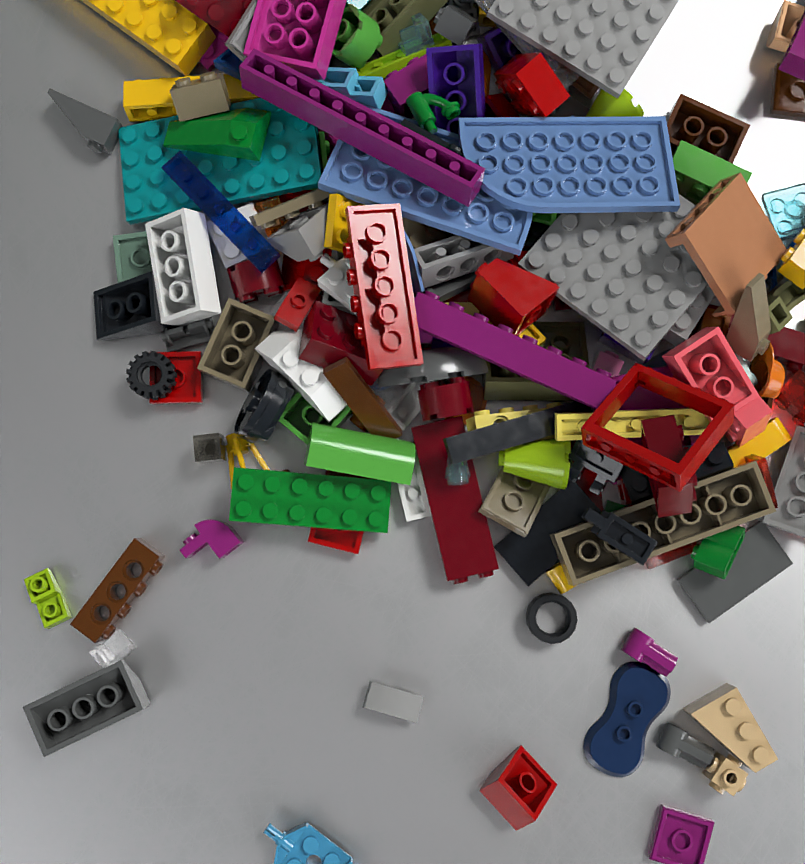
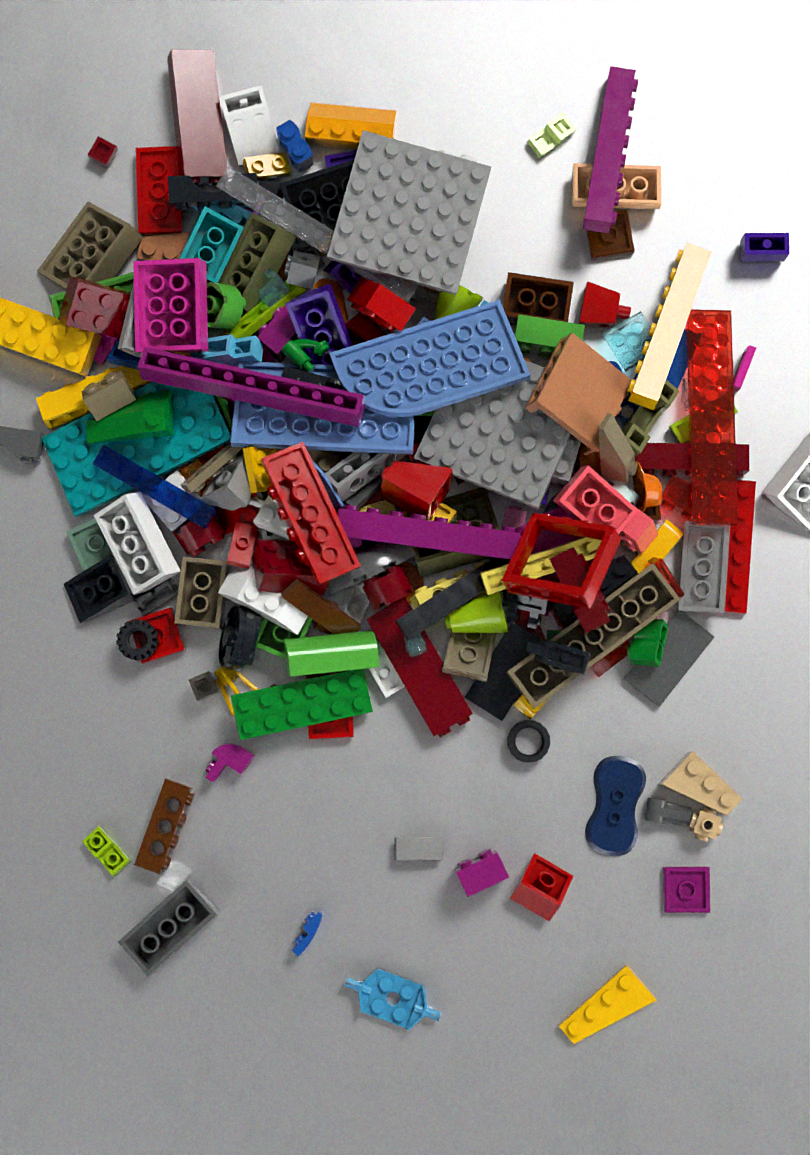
camera: 15 degrees left, 0 degrees up
(245, 754) = (312, 924): none -> blue slope
(456, 752) = (482, 872): none -> magenta brick
(645, 650) = (612, 744): magenta piece -> none
(770, 164) = (601, 307): none -> red torso

